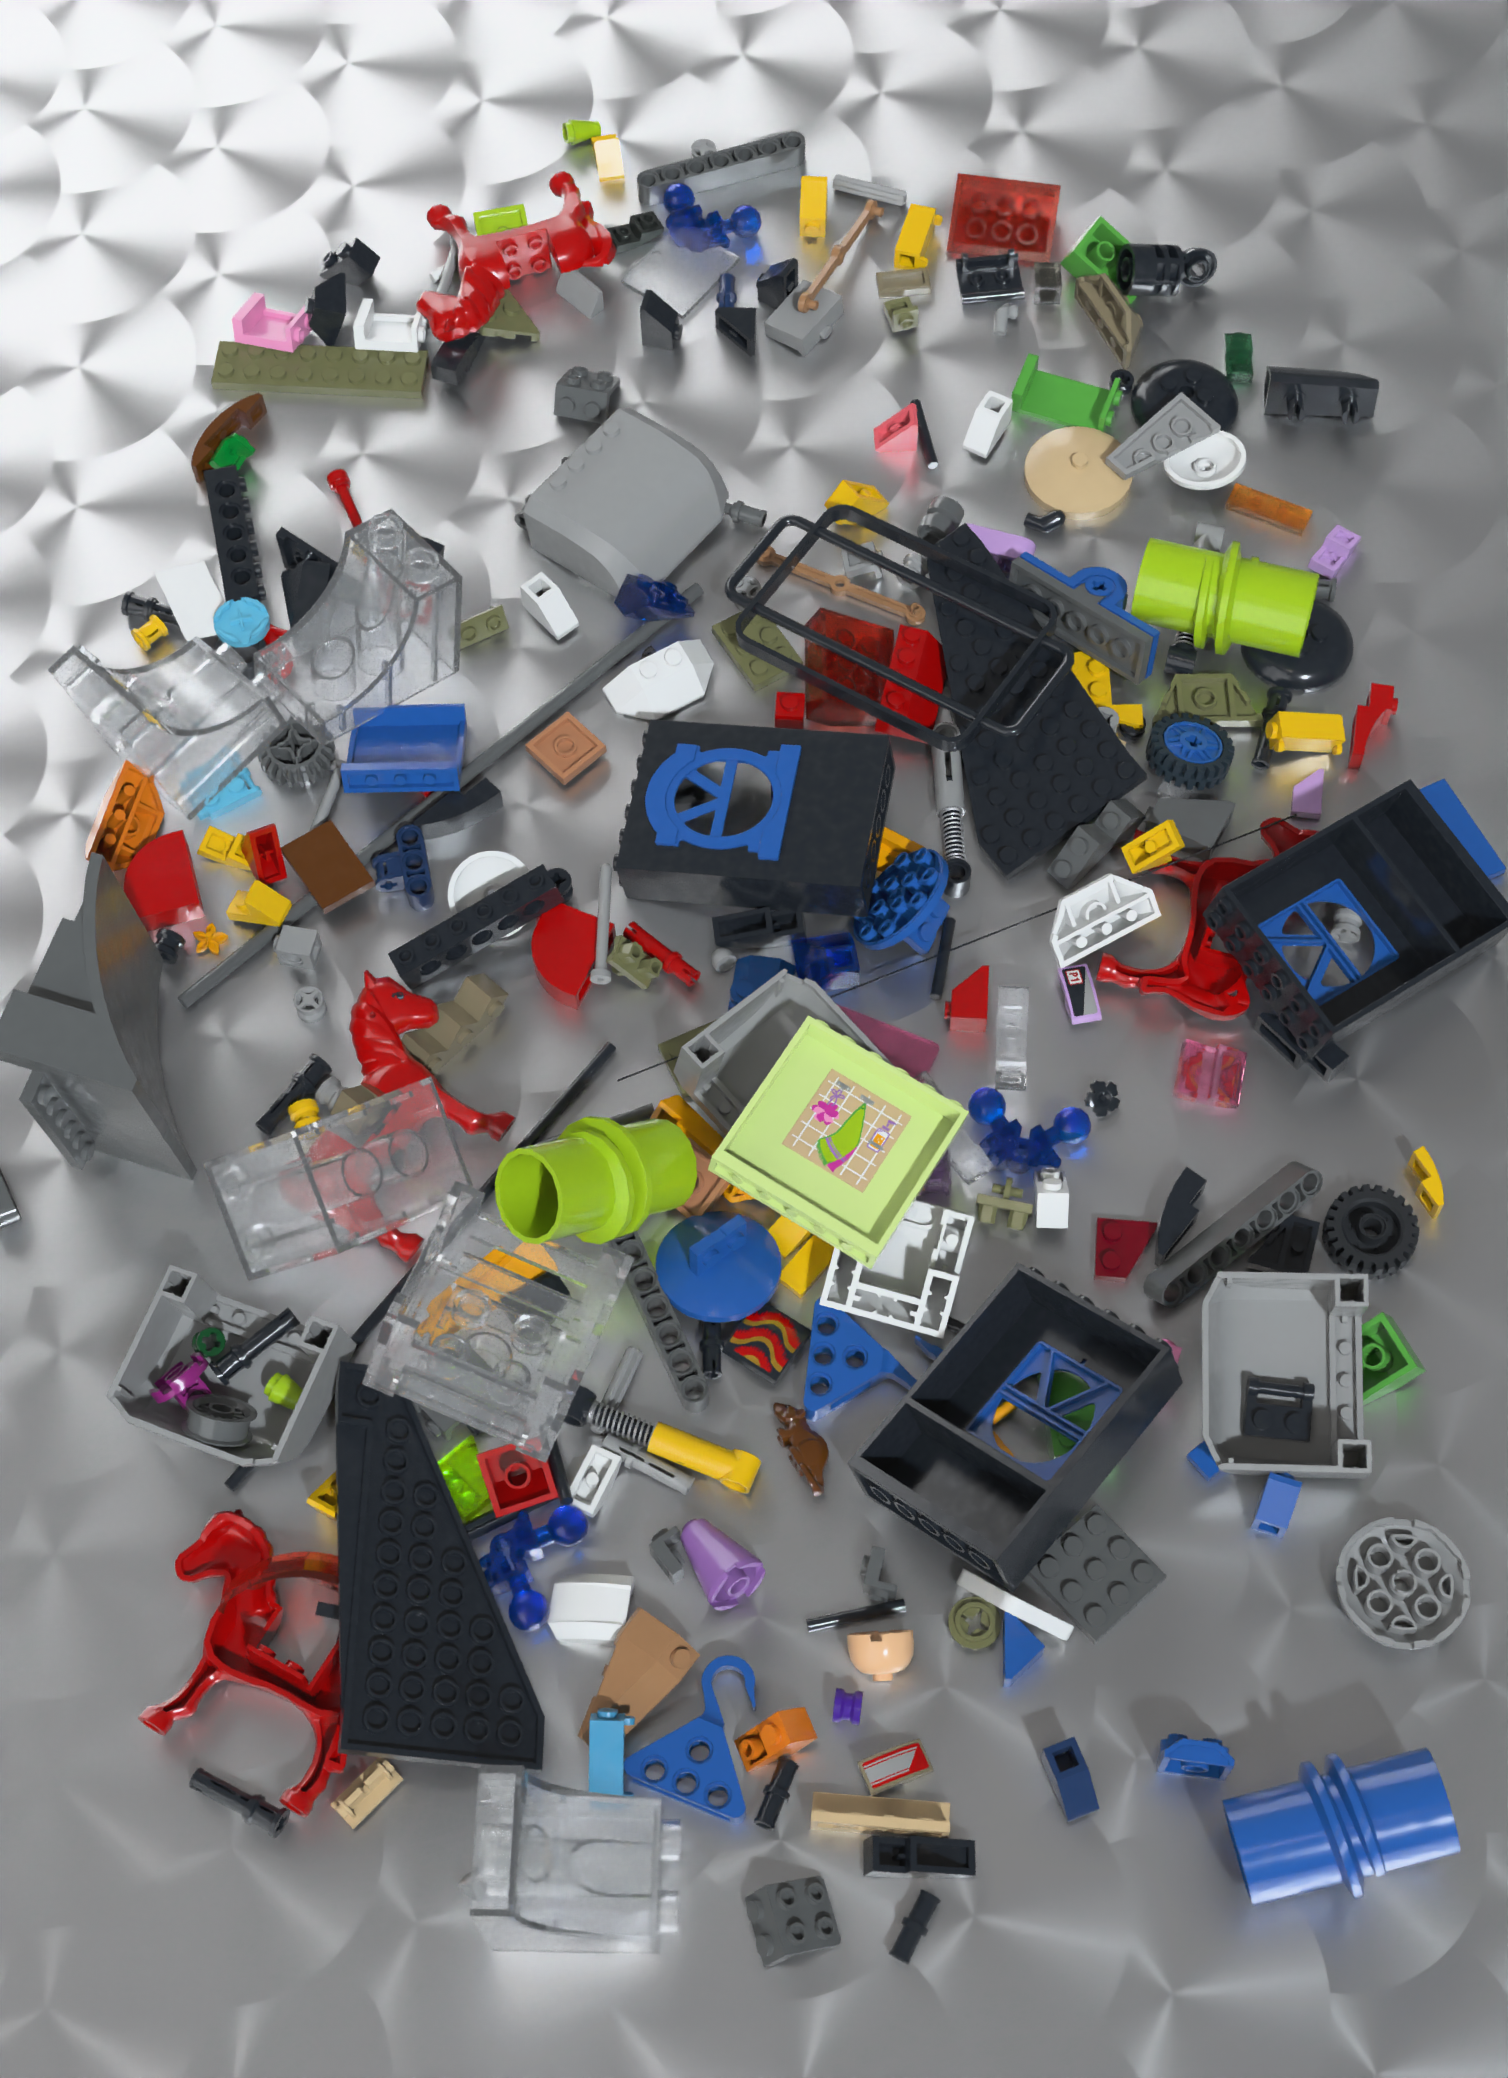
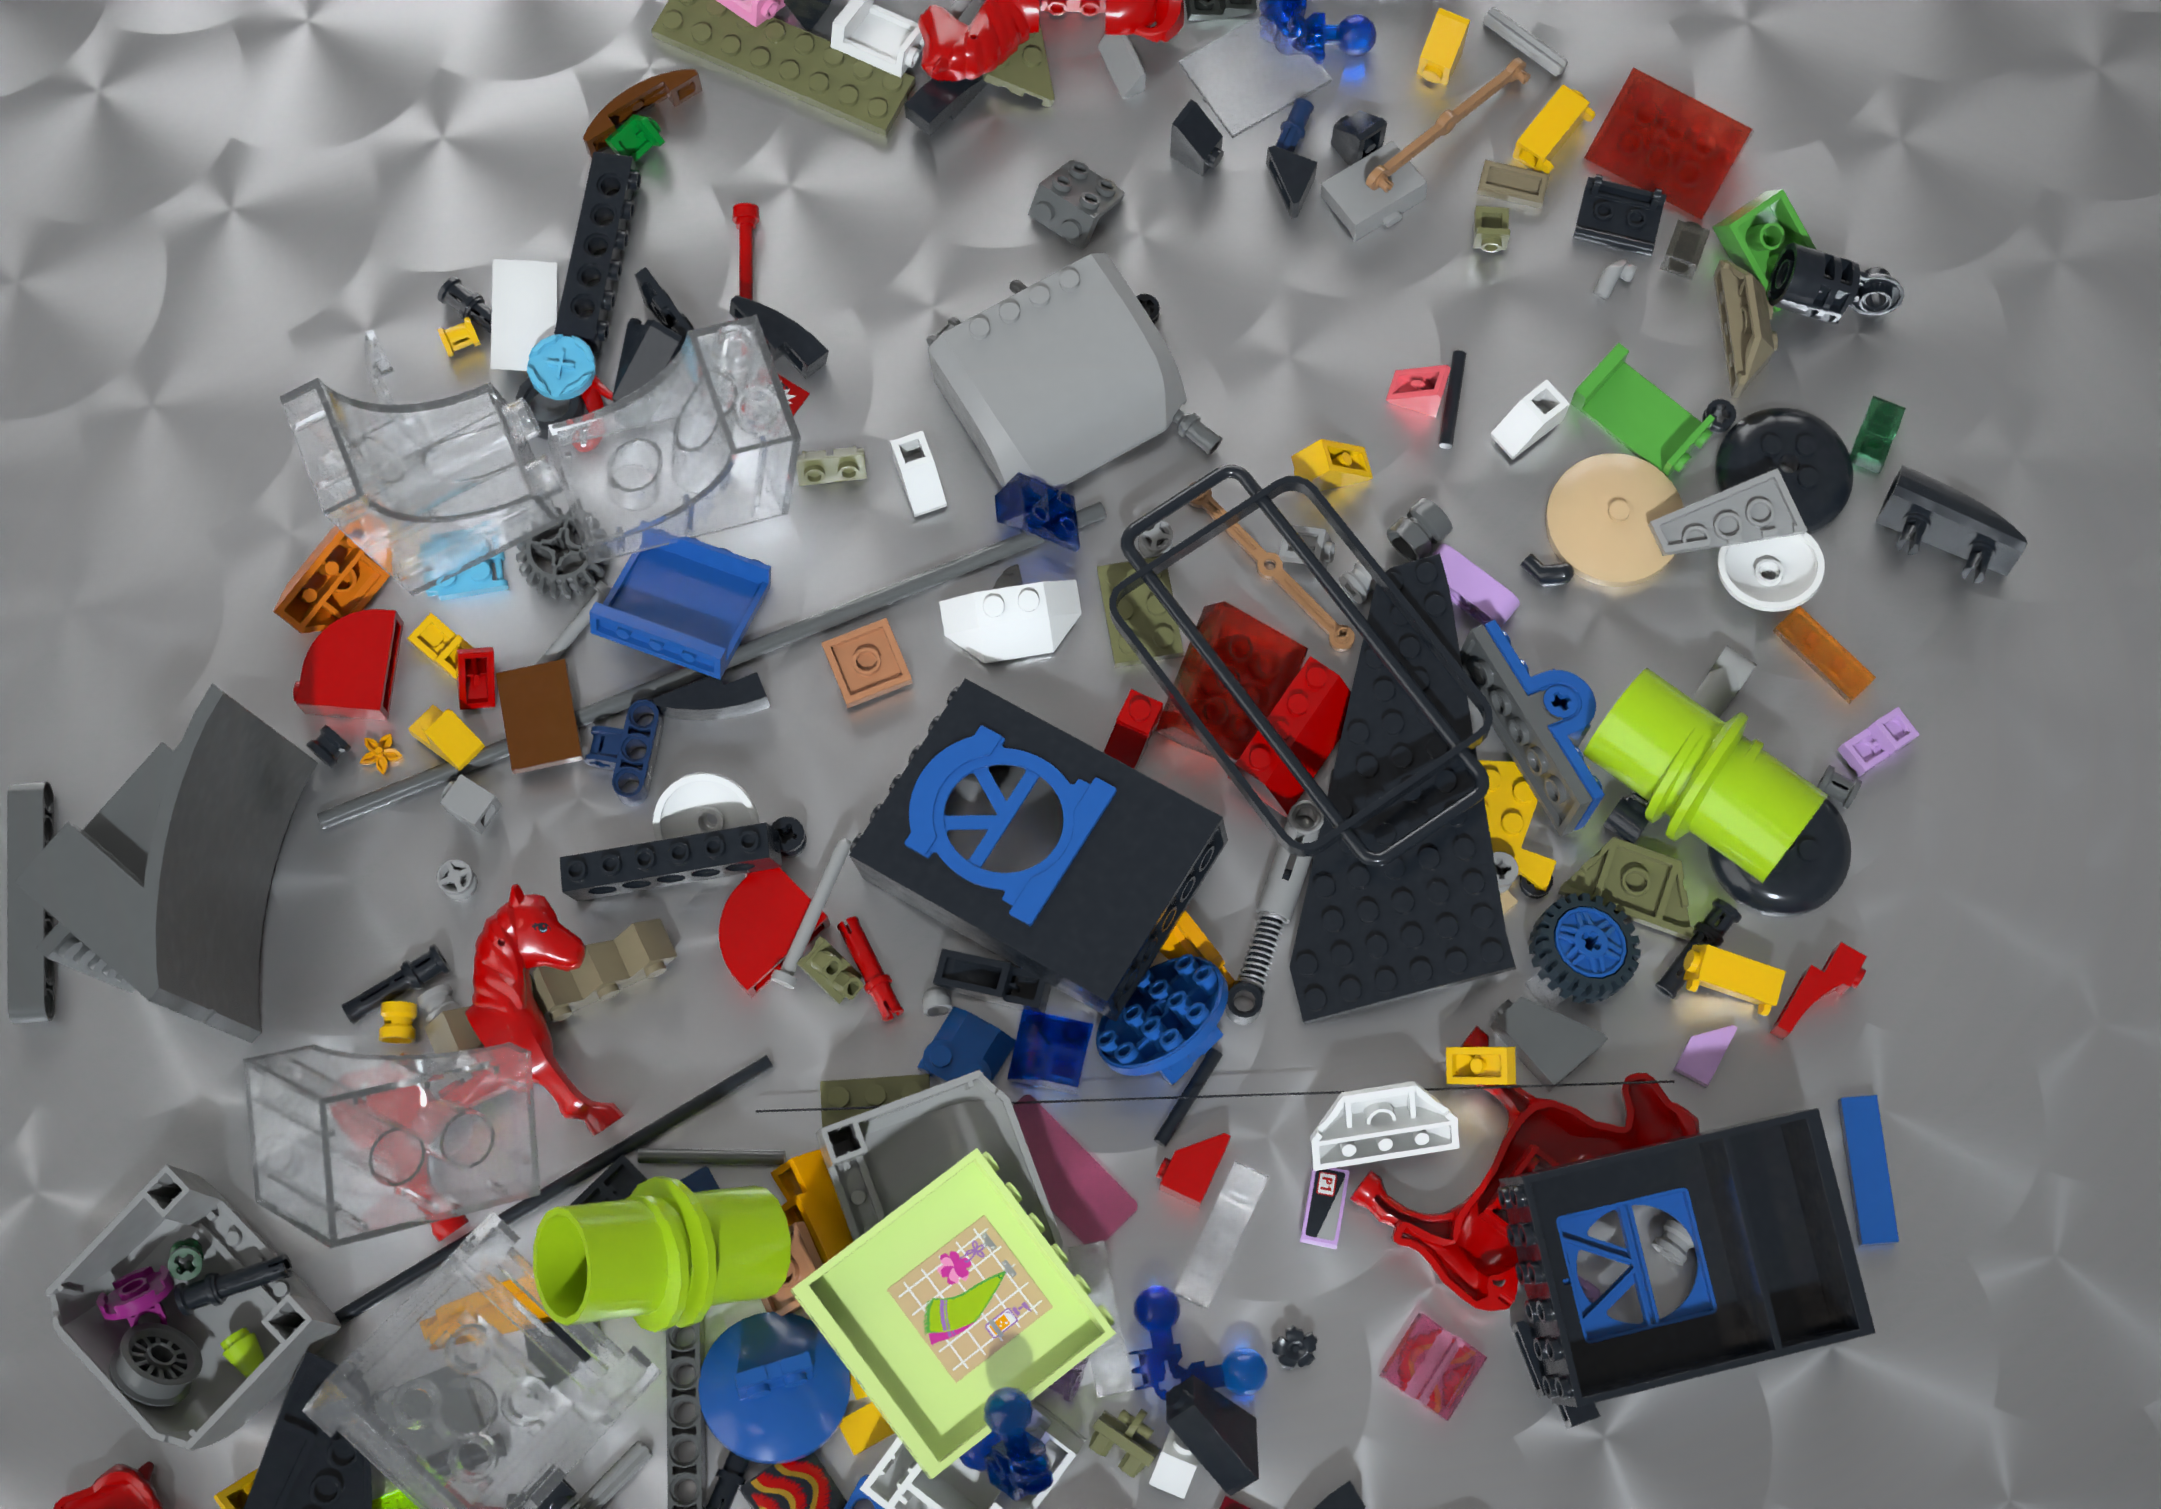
camera: 20 degrees right, 10 degrees up
(935, 1227) = (1010, 1454): none -> clear blue piece
(1071, 1166) = (1215, 1432): none -> black slope
(1094, 840) = (1424, 1020): dark grey arch -> none

